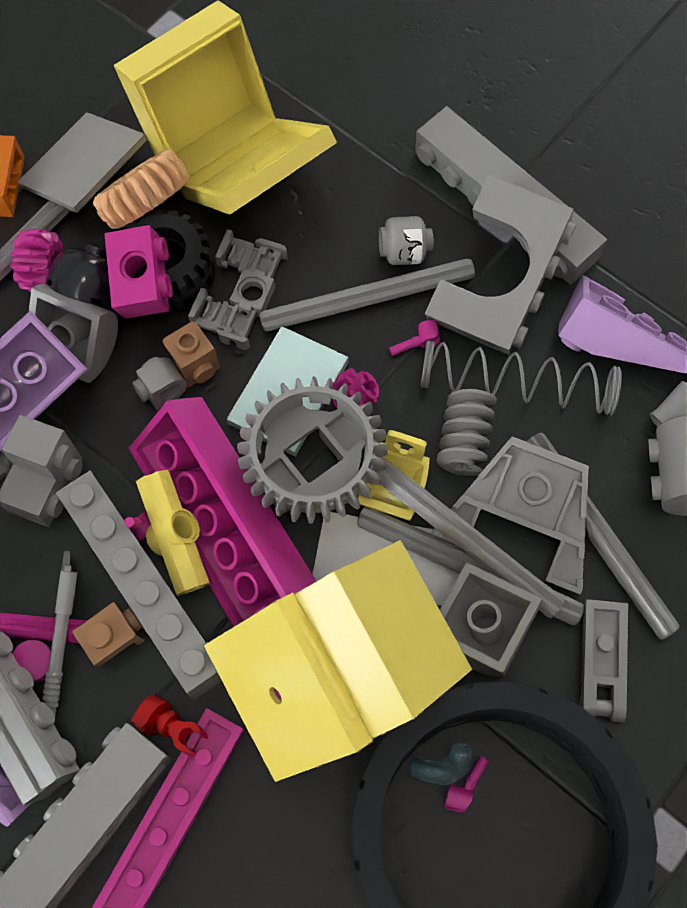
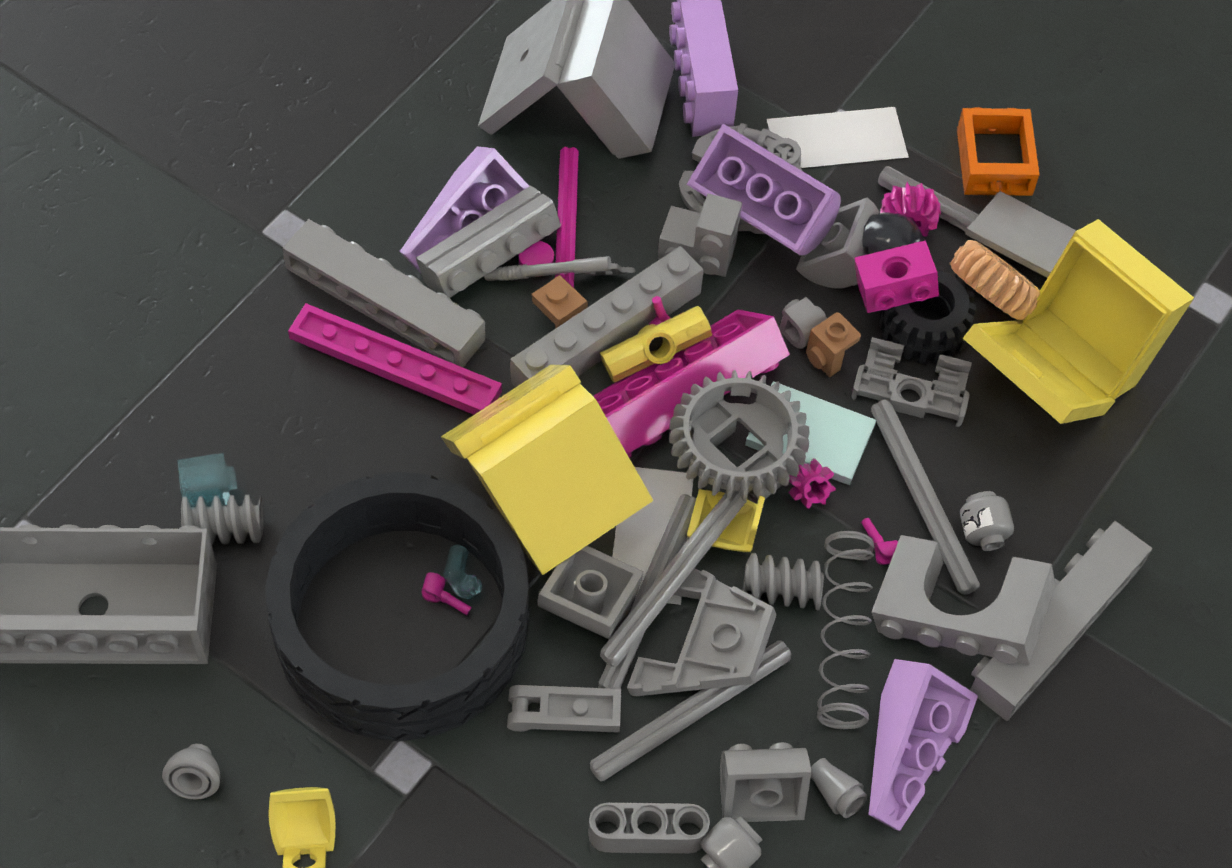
camera: 80 degrees right, 10 degrees down
(157, 716) = (493, 349): red piece -> none

